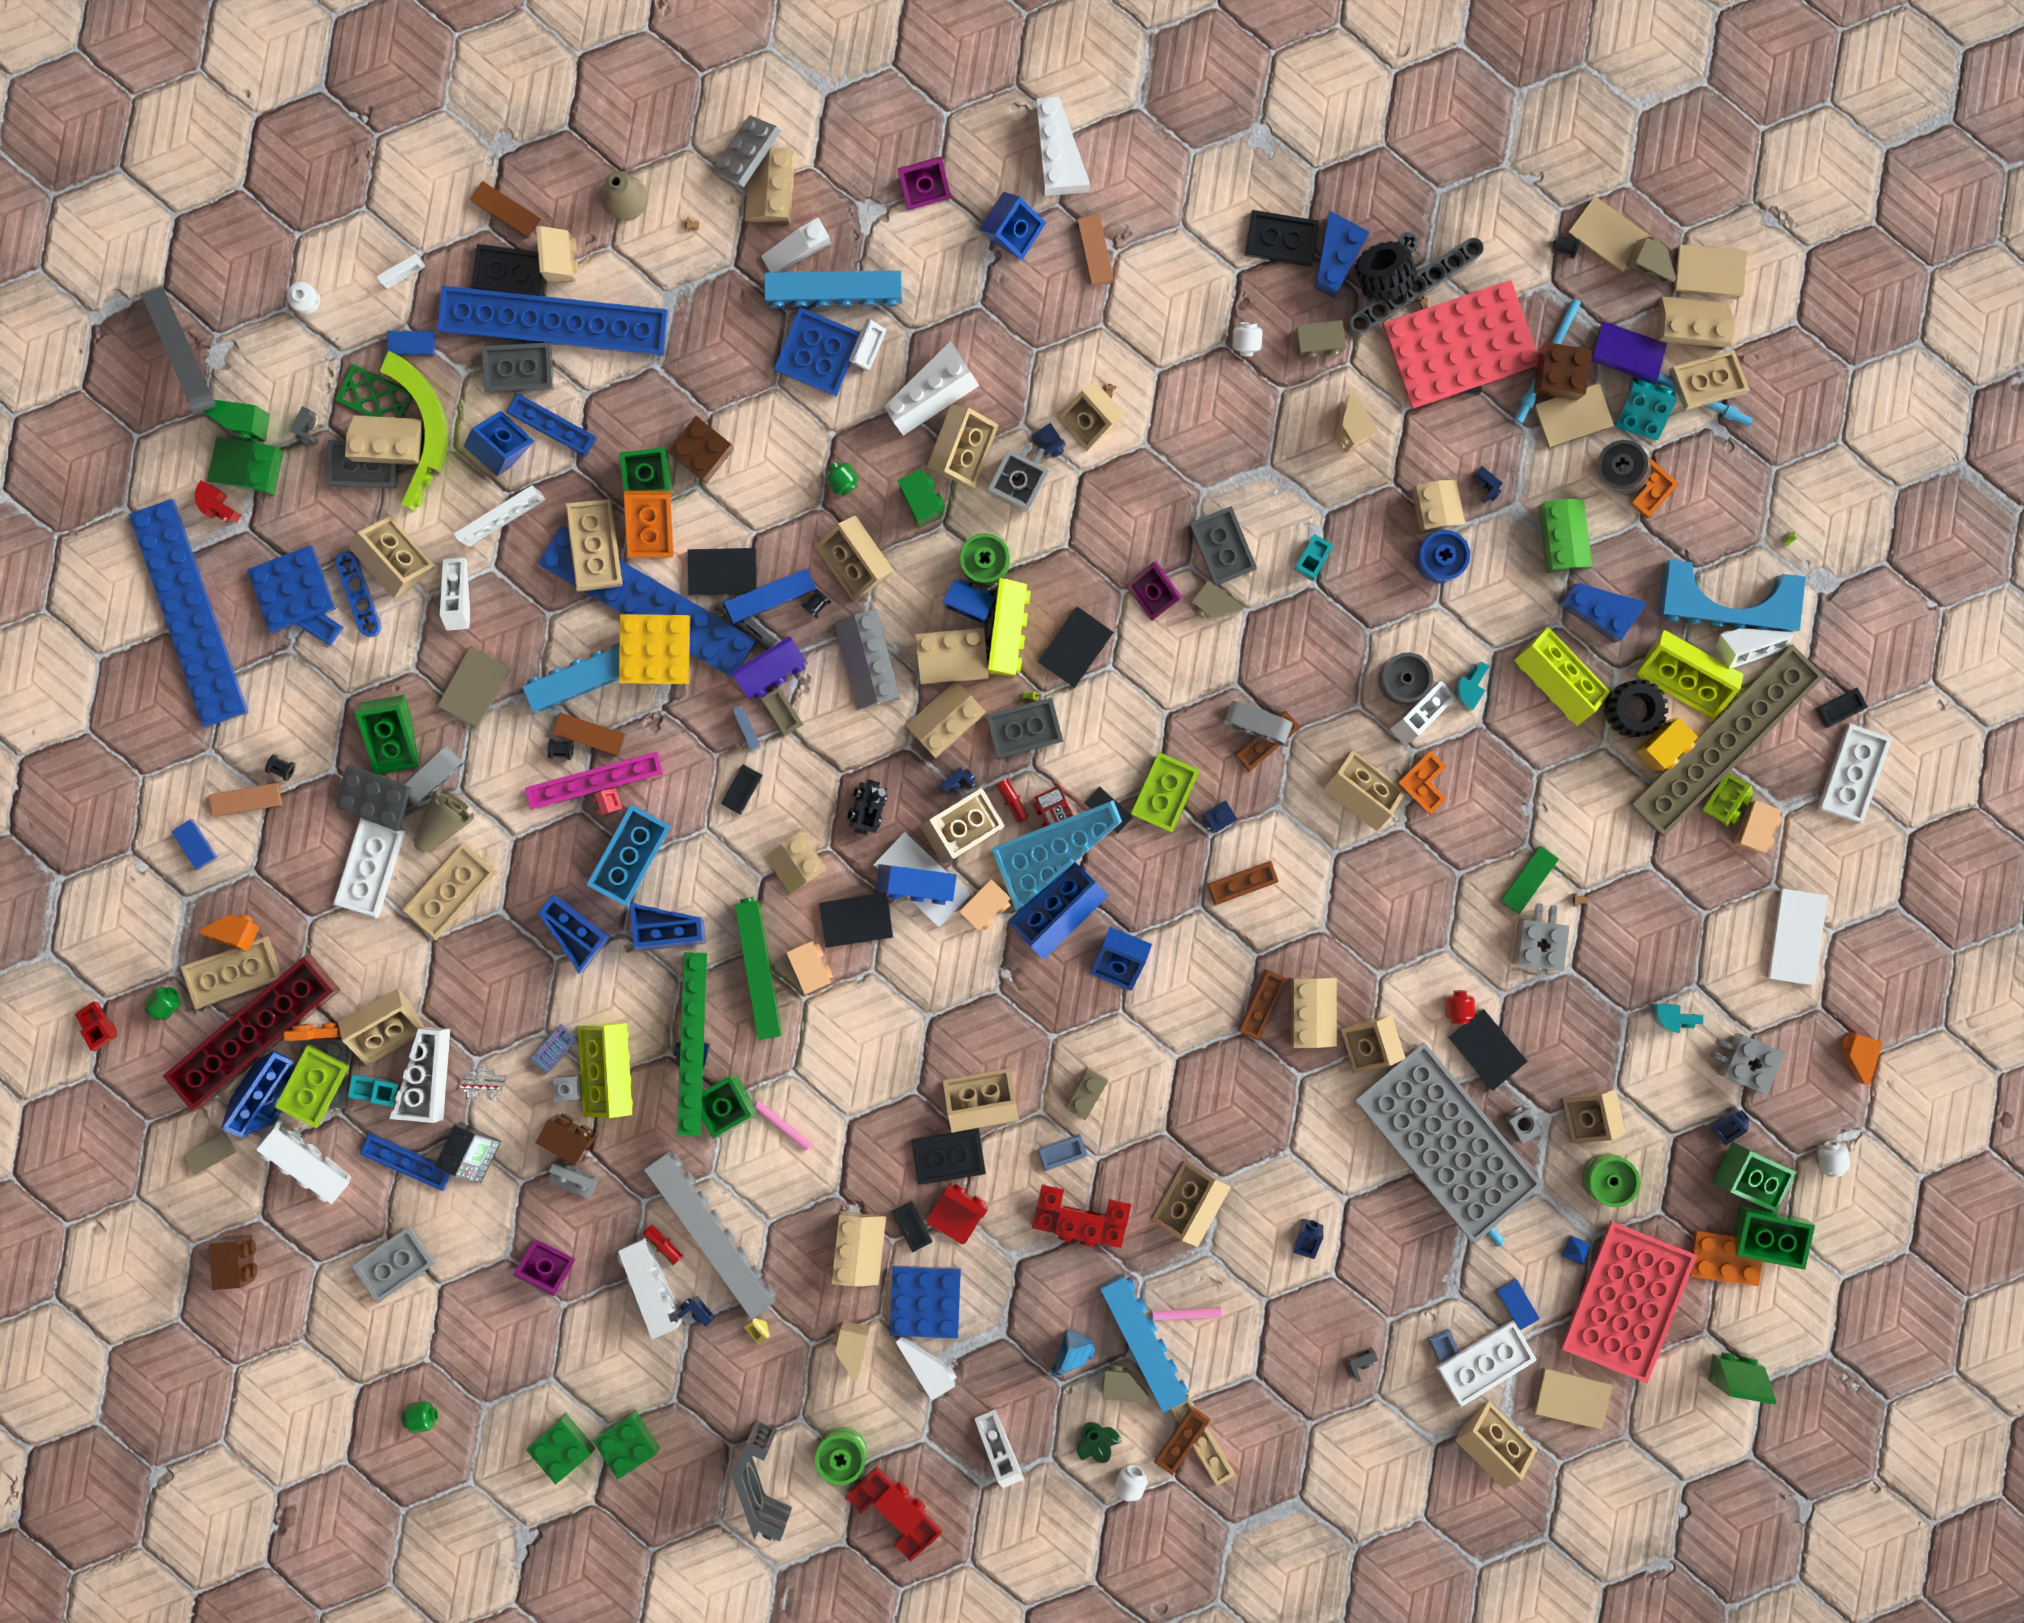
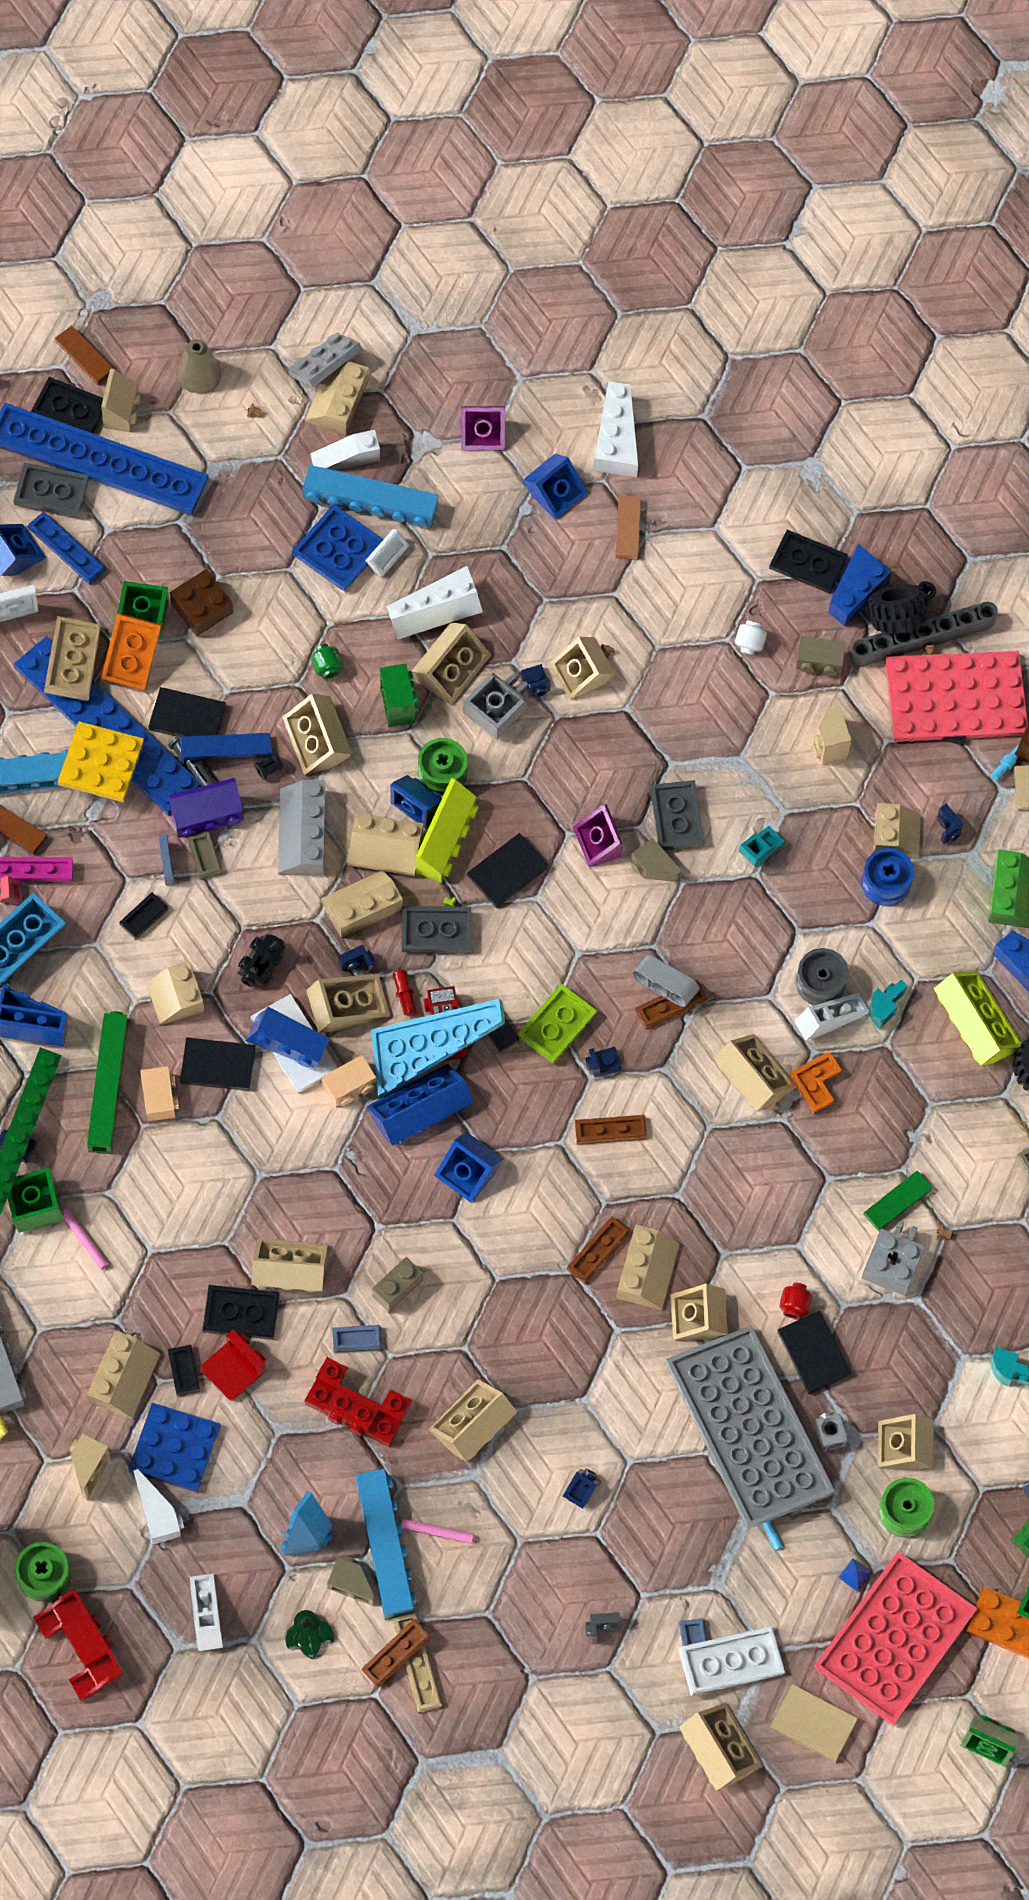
camera: 15 degrees right, 20 degrees down
(1131, 1483) = (331, 1682): white head -> none
(1517, 1304) = (780, 1612): blue tile -> none

